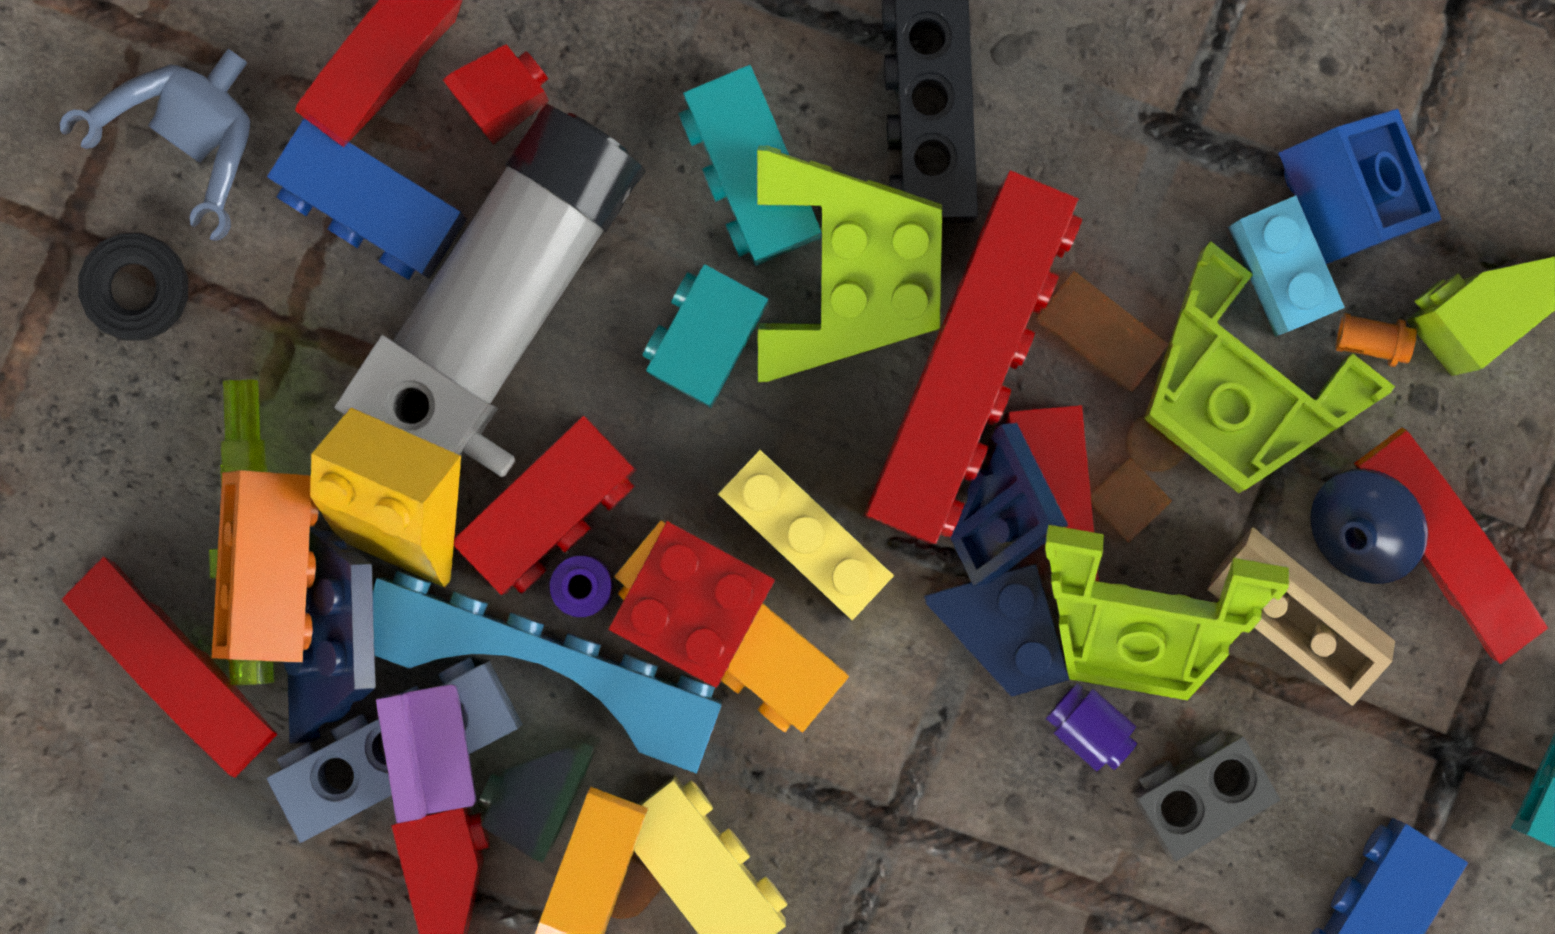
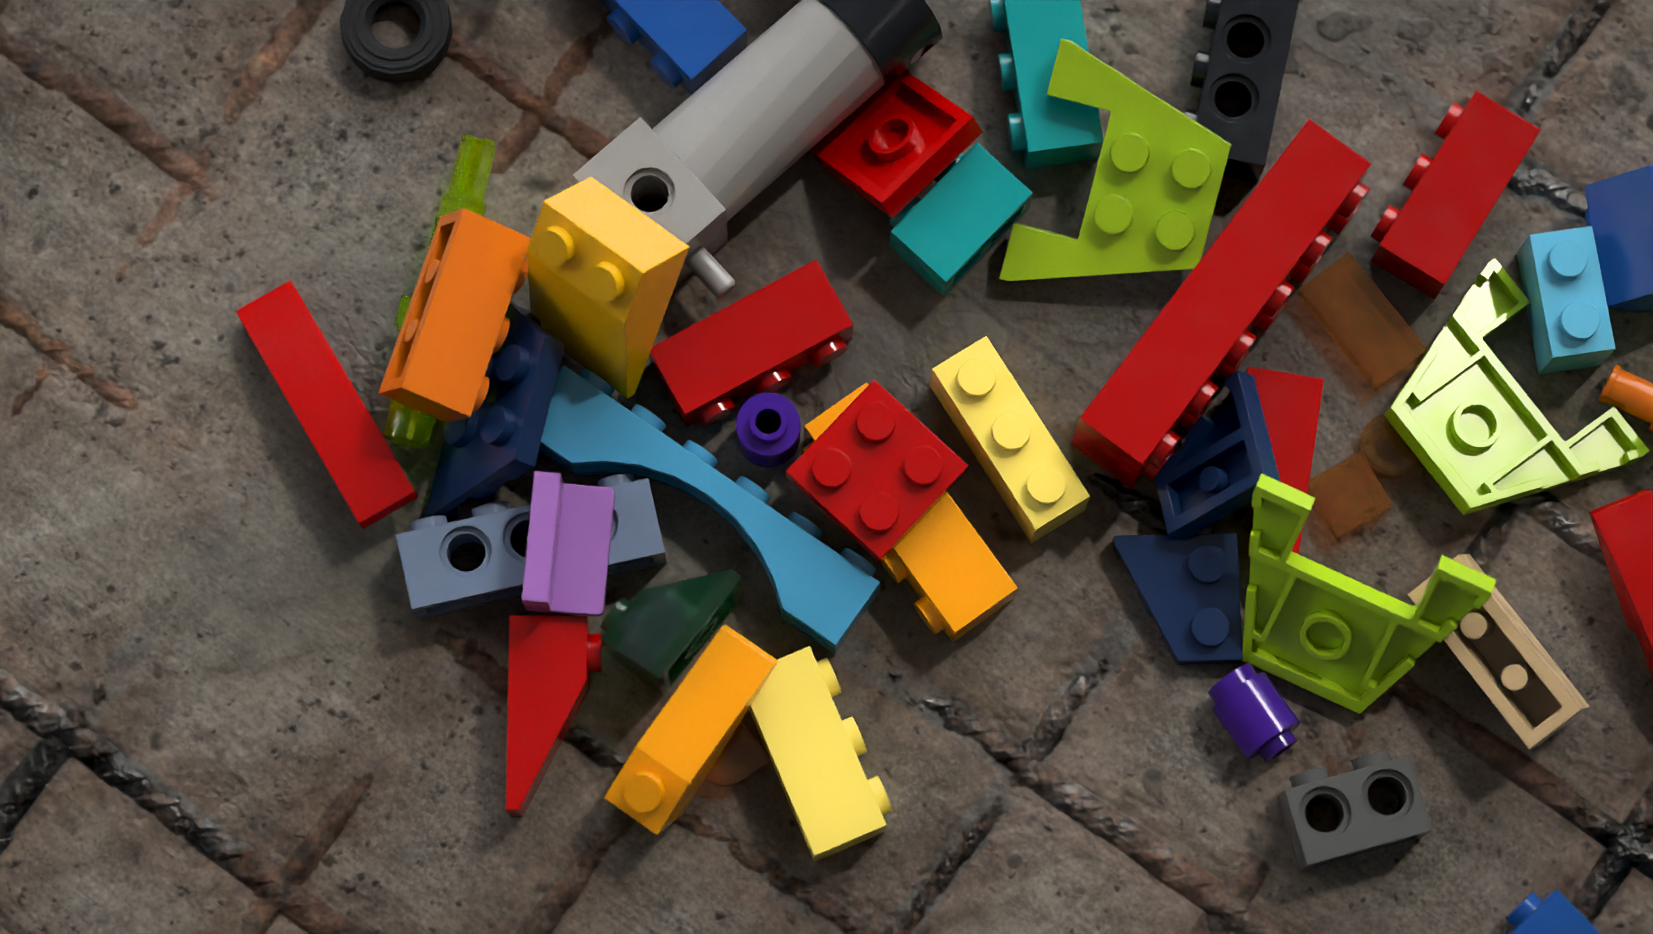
camera: 20 degrees right, 10 degrees down
(631, 282) = (897, 143): none -> red plate
(1157, 189) = (1452, 193): none -> red brick
(1383, 511) = (1612, 575): dark blue dish -> none

